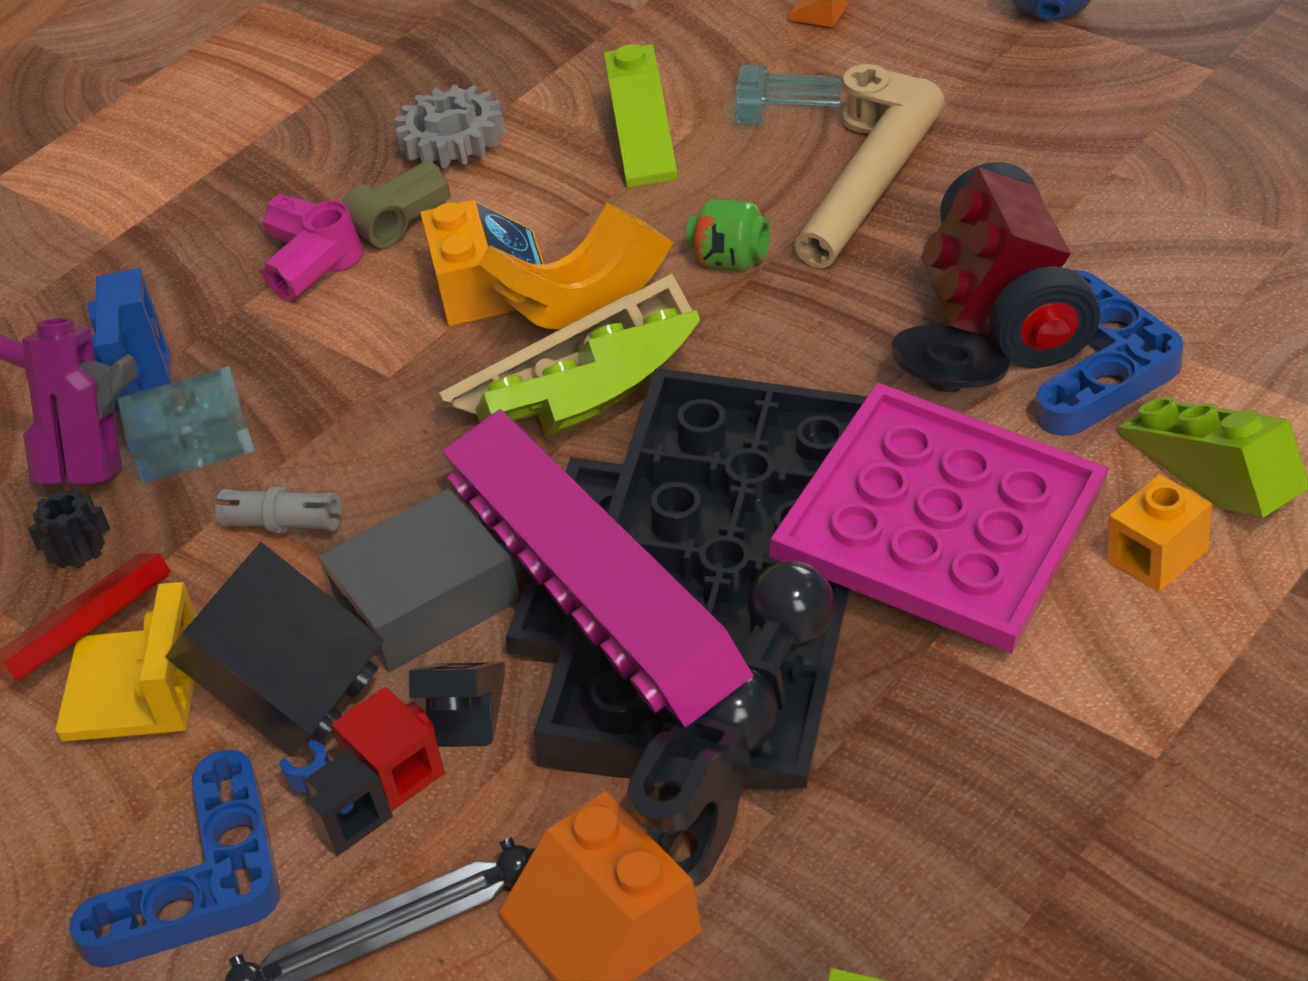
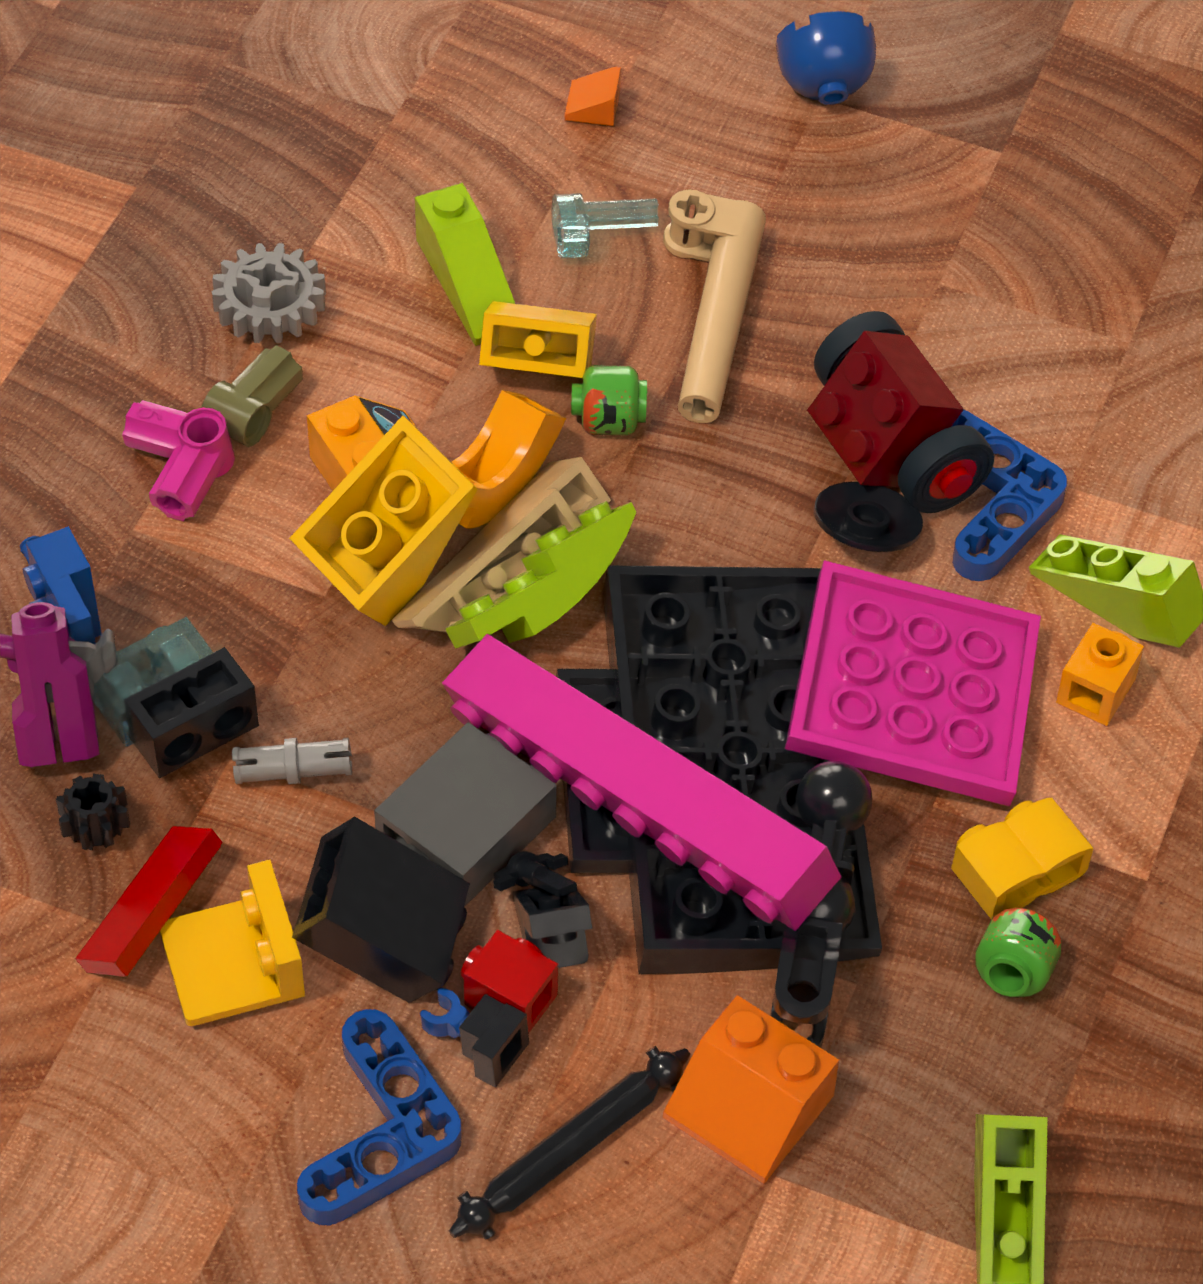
camera: 25 degrees left, 10 degrees up
(195, 450) = (191, 712): none -> black brick
(443, 304) = (387, 522): none -> yellow slope
(462, 643) = (531, 869): none -> black piece
(672, 174) = (537, 339): none -> yellow brick
(963, 806) = (1018, 952): none -> bright green head
(1004, 707) = (1021, 857): none -> yellow brick

